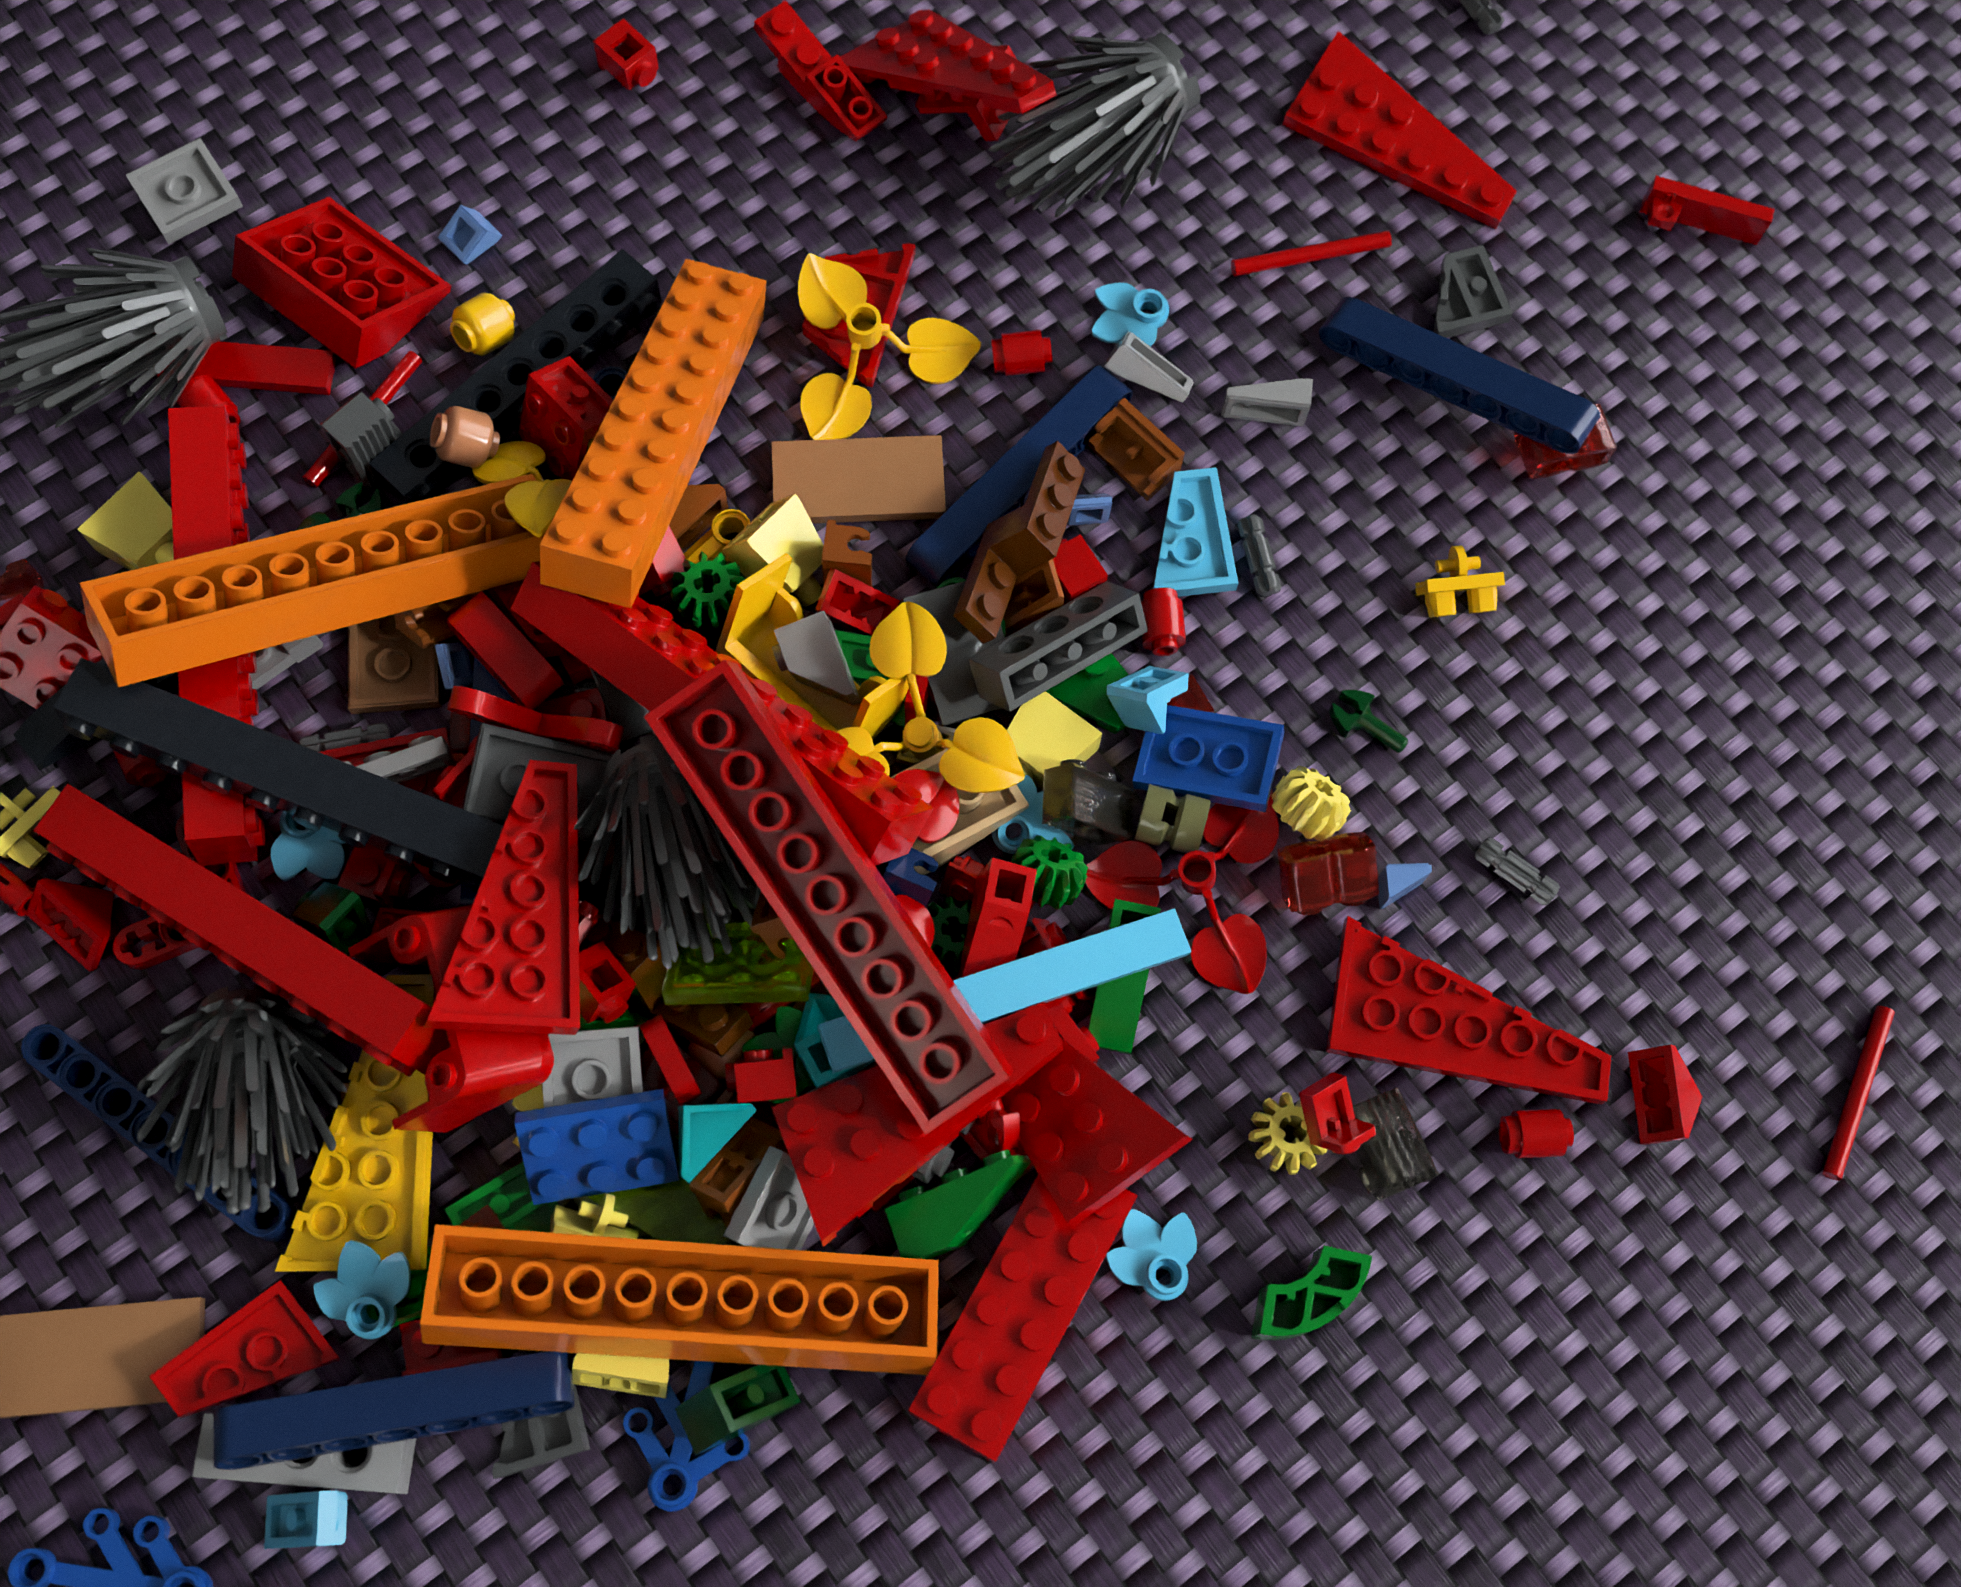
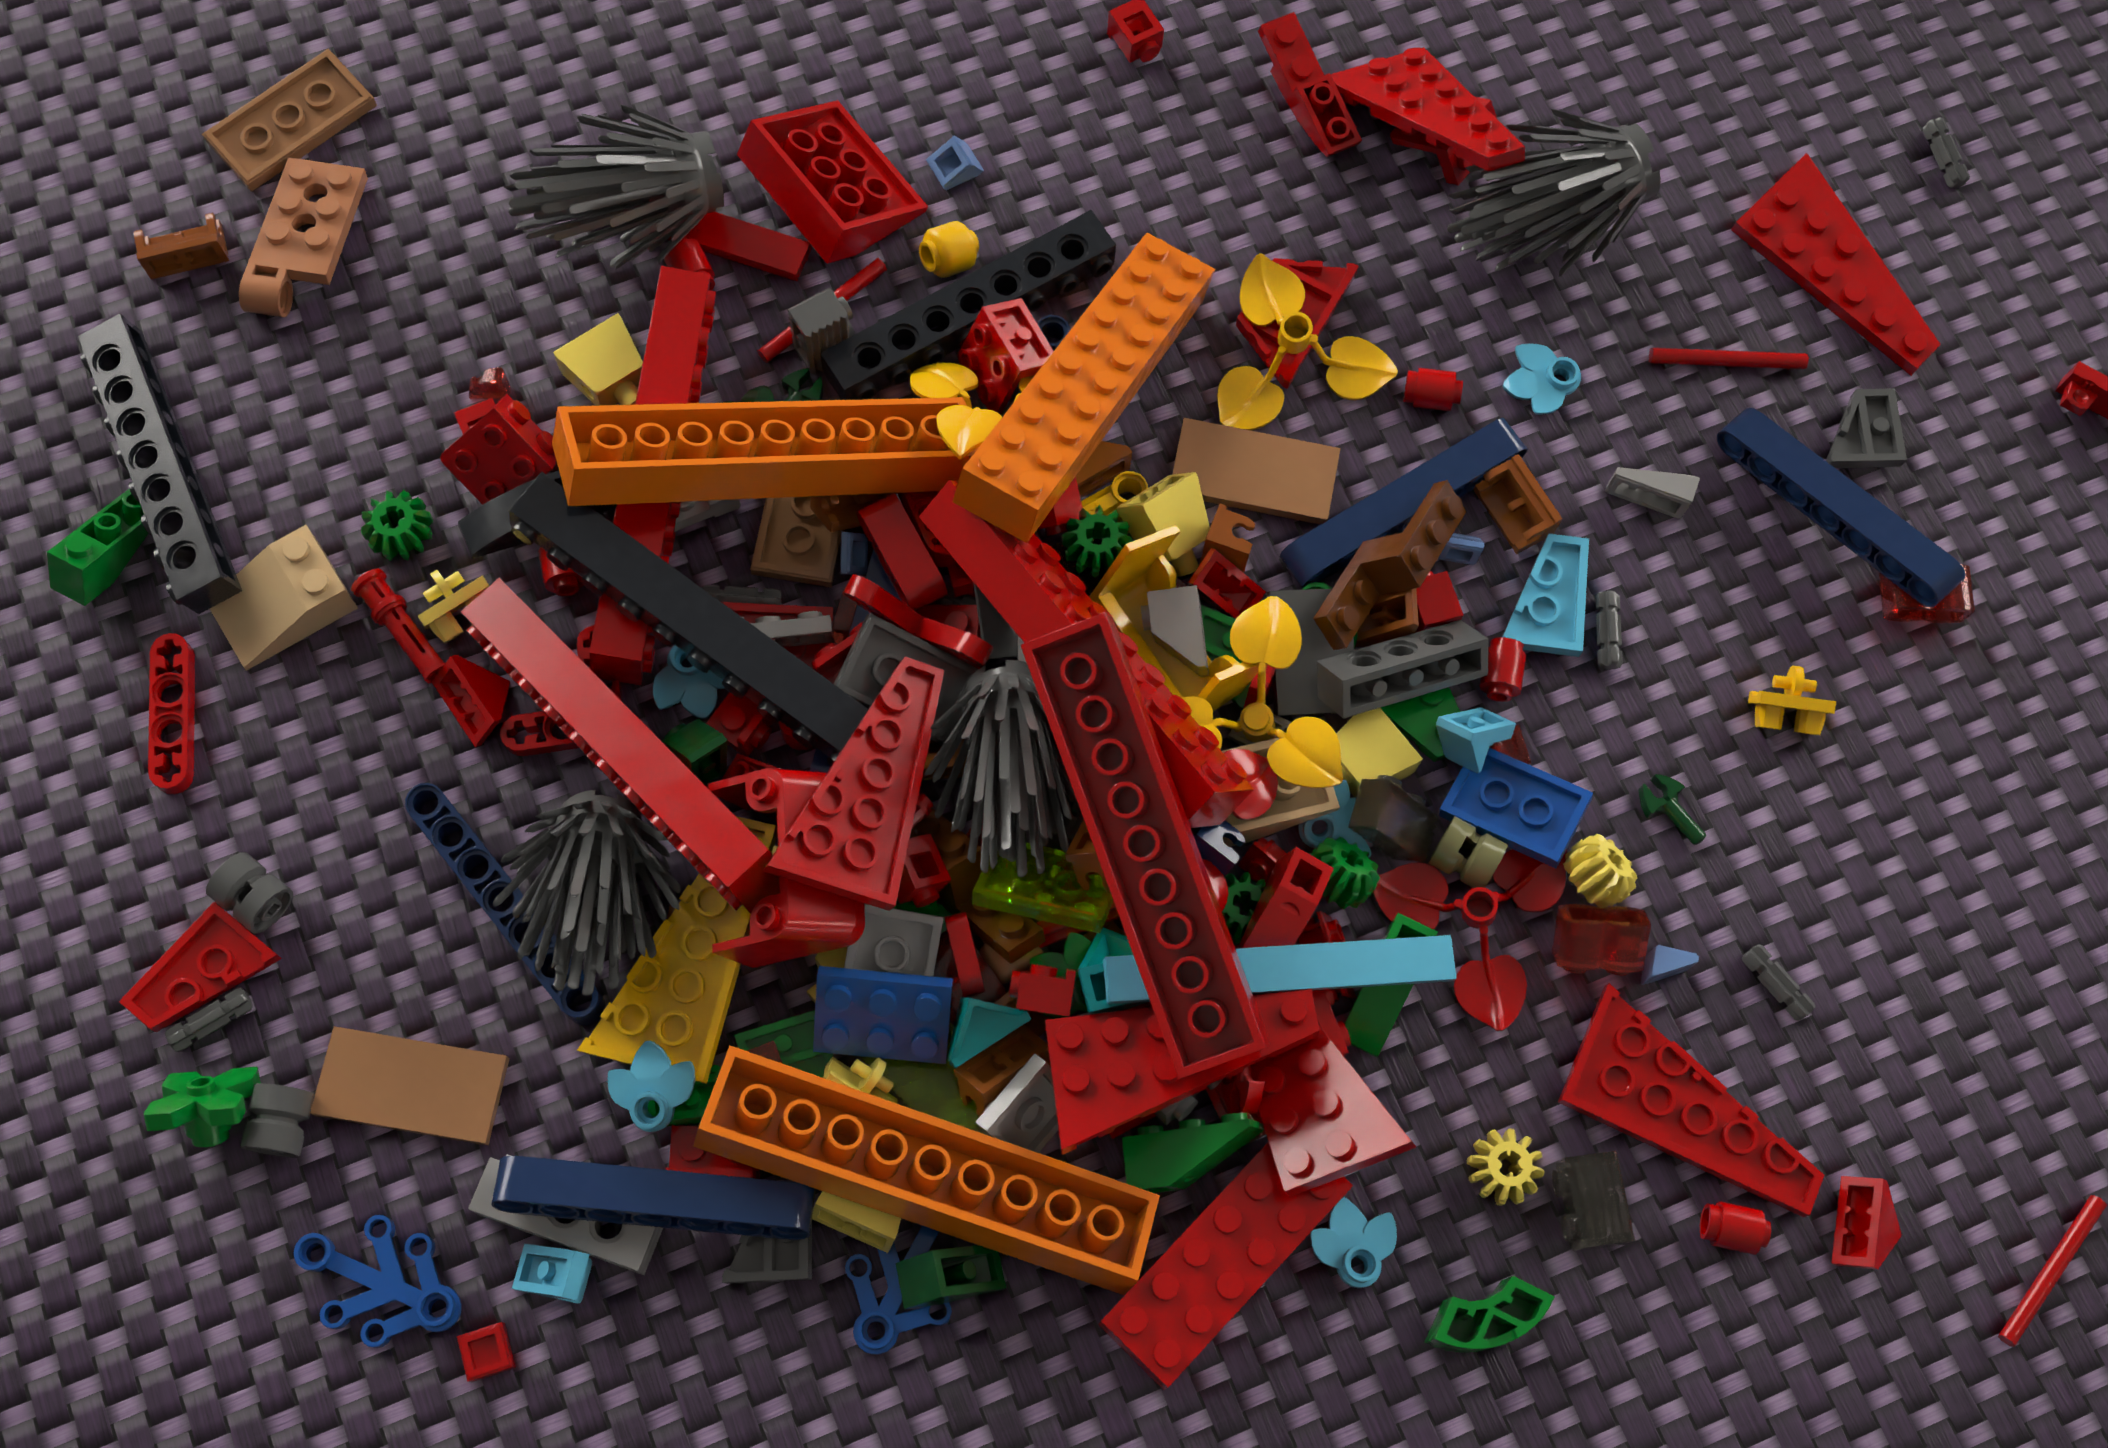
camera: 15 degrees right, 0 degrees up
(184, 190) = (712, 66): light grey plate -> none
(245, 1353) = (535, 1115): red wing -> none
(464, 436) = (911, 350): nougat head -> none
(1148, 368) = (1545, 429): light grey slope -> none
(1331, 1116) = (1548, 1161): red bracket -> none

